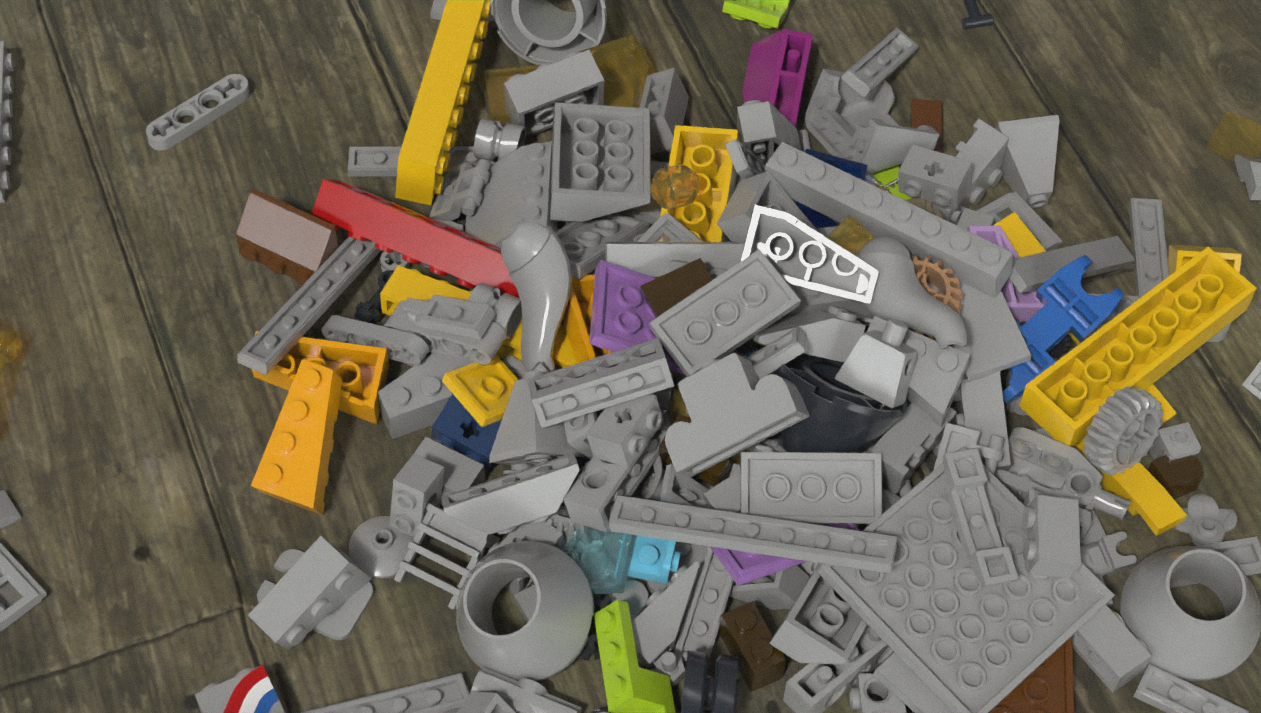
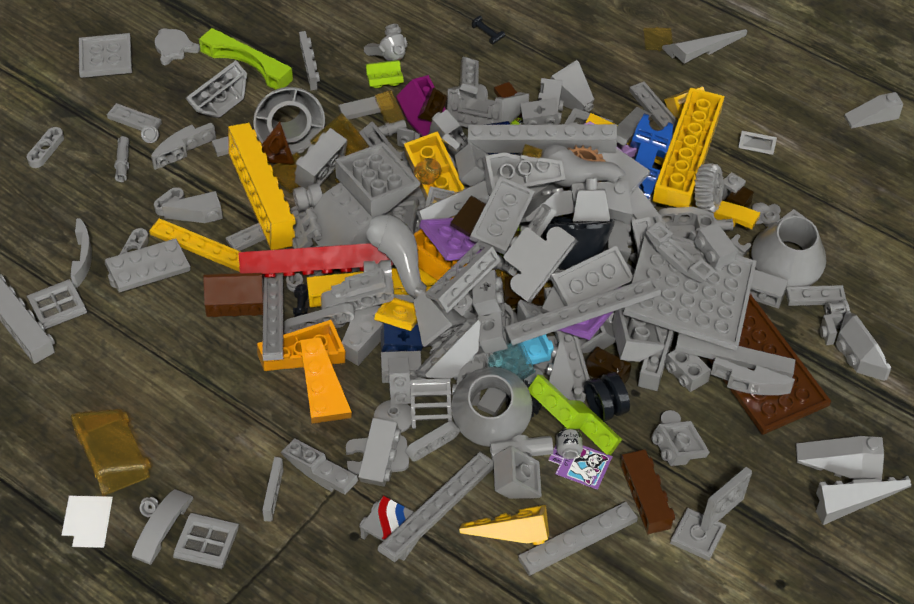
camera: 30 degrees left, 5 degrees down
(55, 133) = (56, 304): none -> light grey piece
(118, 97) = (80, 268): none -> light grey slope
(127, 565) = (273, 489): none -> light grey tile
(210, 135) = (147, 265): none -> light grey plate
(214, 567) = (318, 468): none -> light grey slope
(301, 130) = (197, 243): none -> yellow tile
(313, 54) = (171, 195): none -> light grey beam
(341, 84) = (199, 208): none -> light grey slope
(404, 617) = (432, 441): none -> light grey beam
(514, 43) = (277, 147): none -> reddish brown slope
(696, 41) = (359, 108): none -> light grey tile
(708, 92) = (391, 128): none -> light grey pin
(716, 116) = (406, 135): none -> light grey bracket
(725, 59) = (389, 107): none -> clear yellow tile
(784, 84) = (433, 104): none -> dark brown slope

